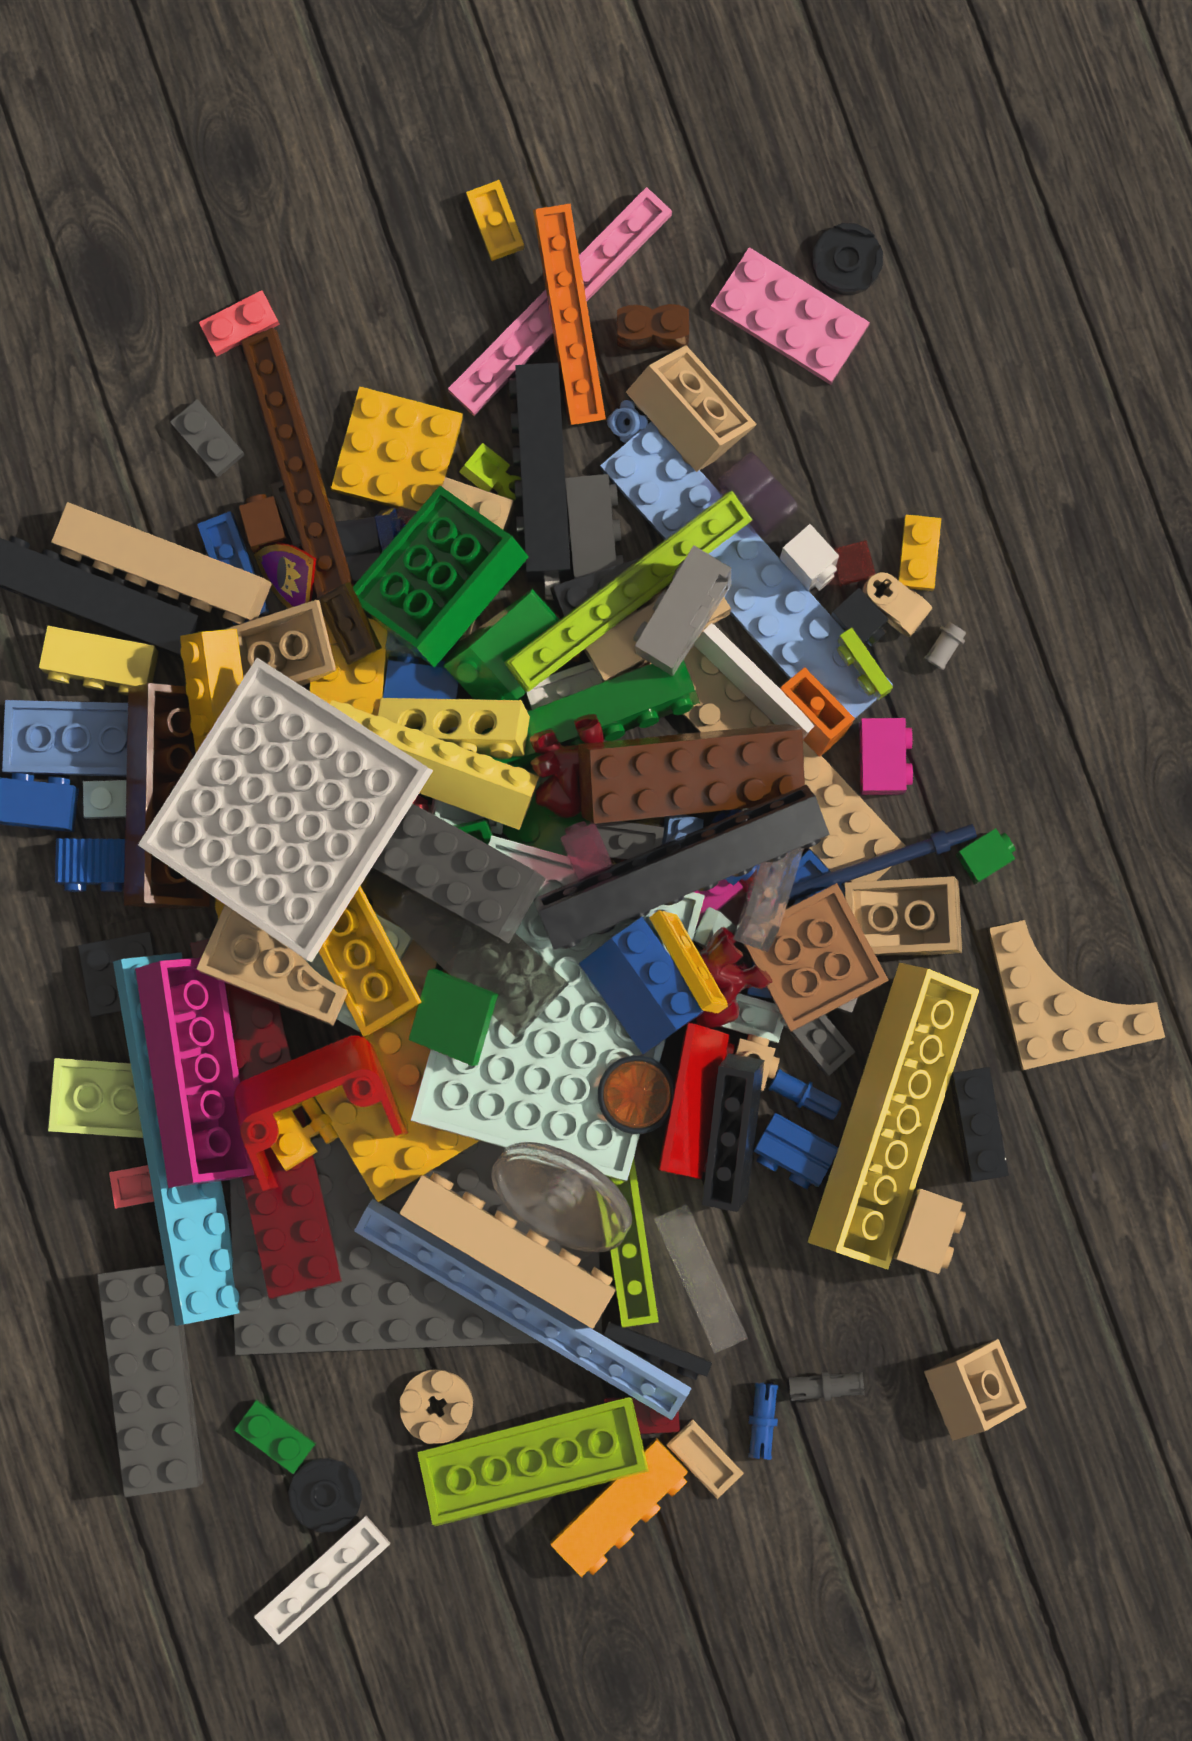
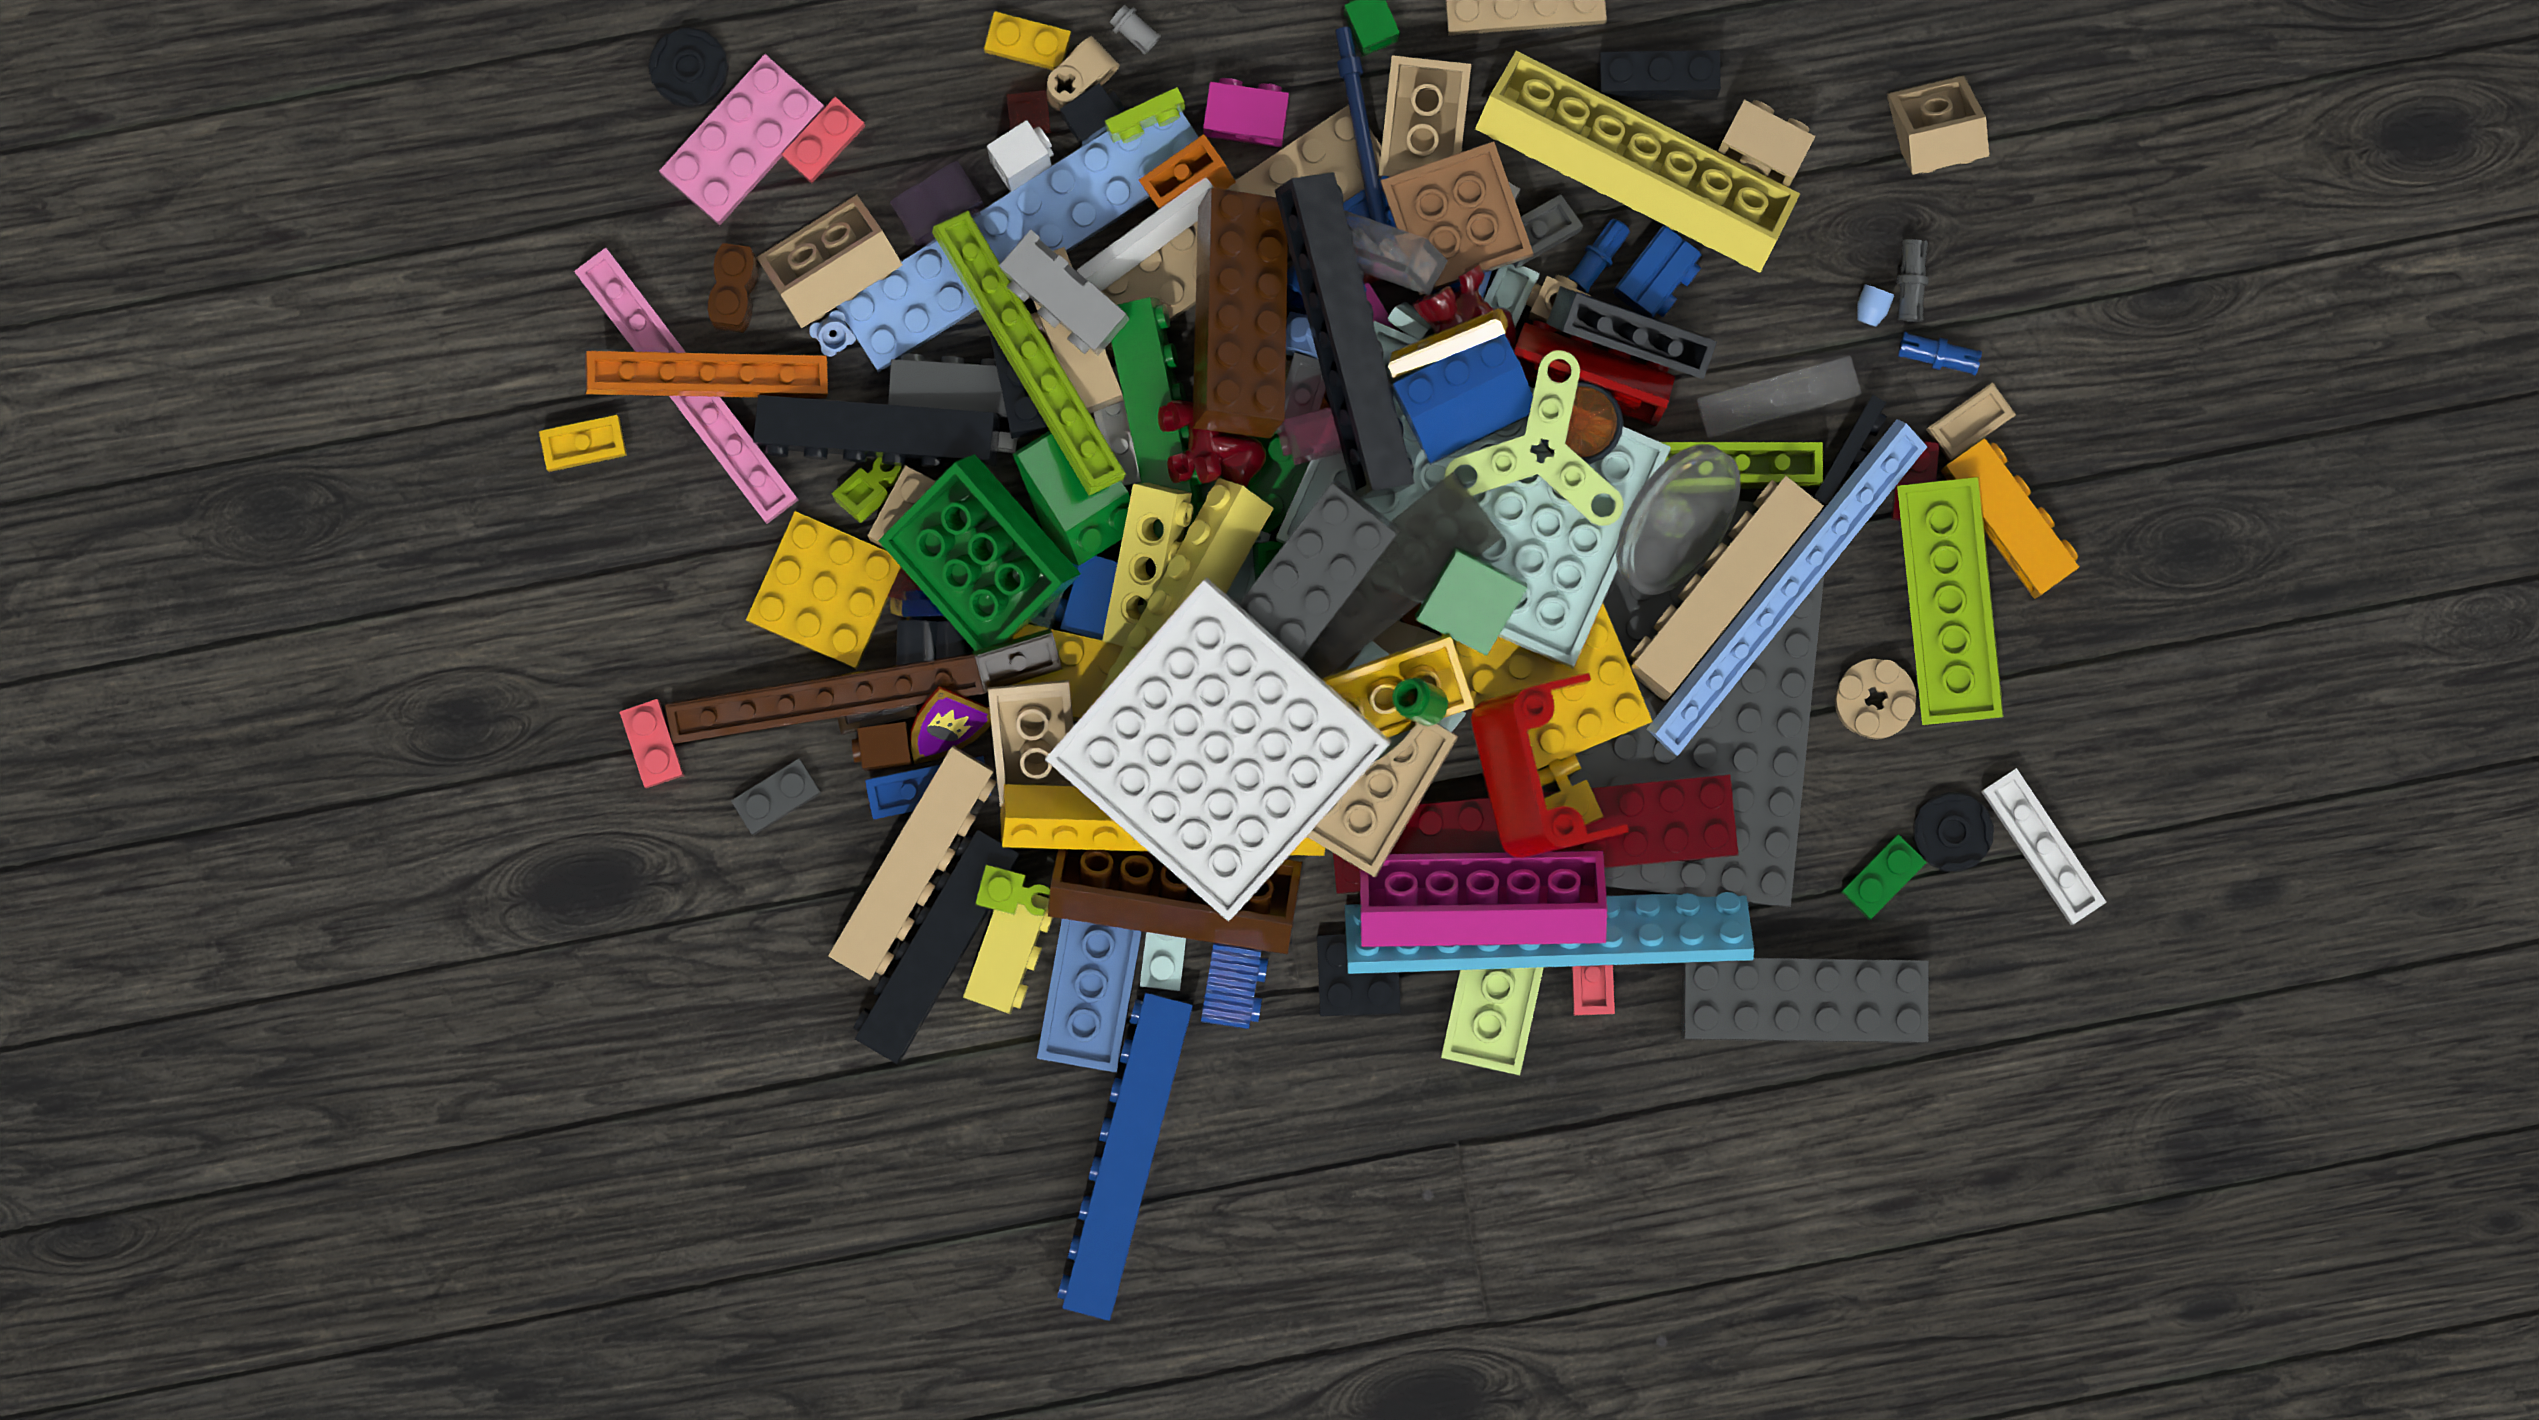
camera: 85 degrees left, 0 degrees up
(144, 646) = (1005, 890): none -> lime plate
(354, 984) = (1420, 701): none -> green brick
(587, 1085) = (1550, 421): none -> yellowish green piece
(798, 1353) = (1873, 305): none -> light blue hose
(800, 386) = (823, 140): none -> coral plate

